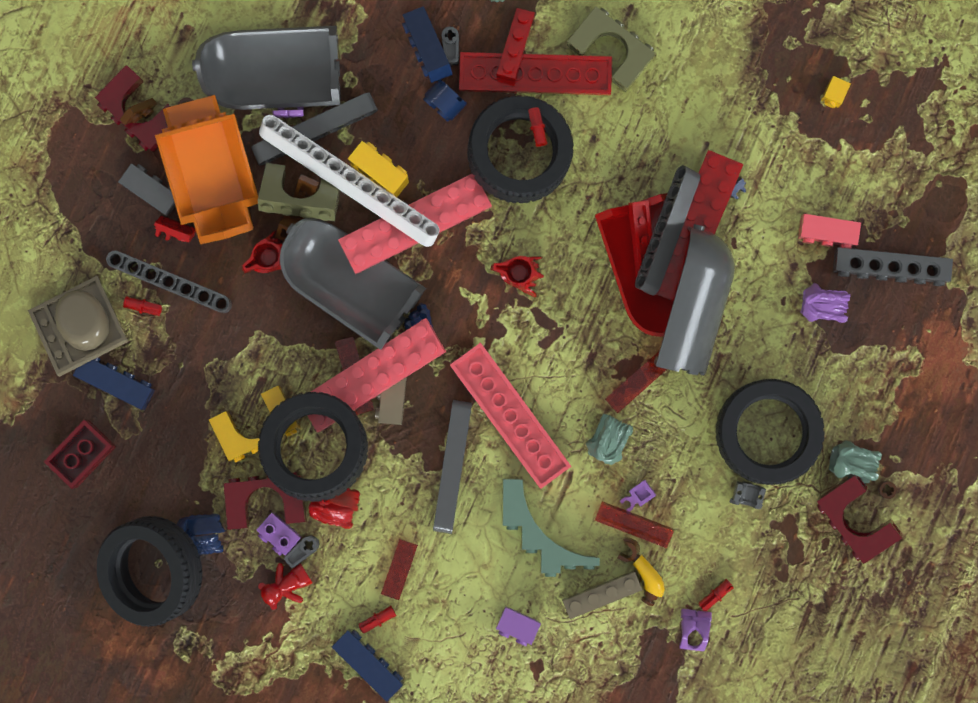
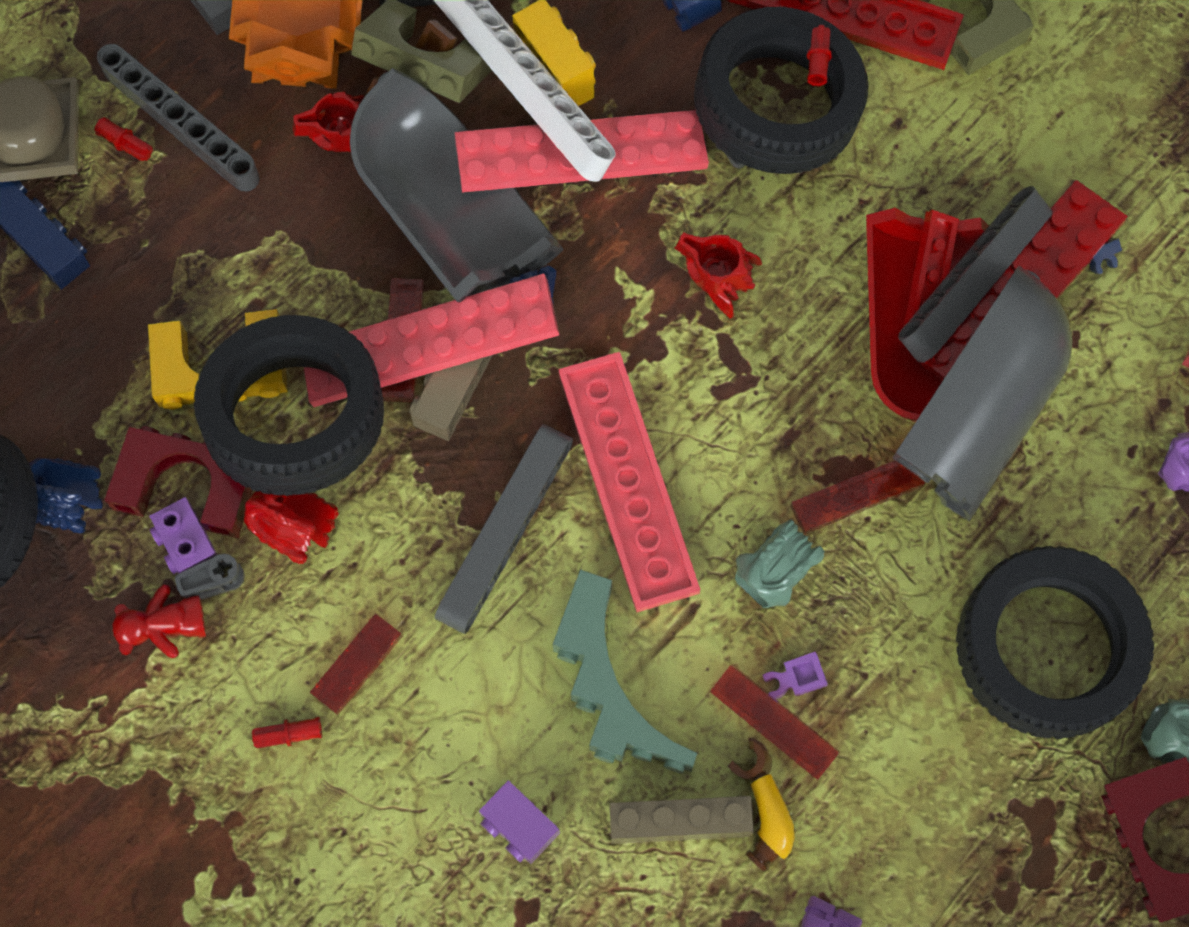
camera: 20 degrees right, 15 degrees down
(173, 228) = (214, 46): red plate -> none
(368, 664) = (241, 802): dark blue brick -> none
(715, 595) = (879, 891): red axle -> none
(748, 494) = (986, 737): dark grey piece -> none

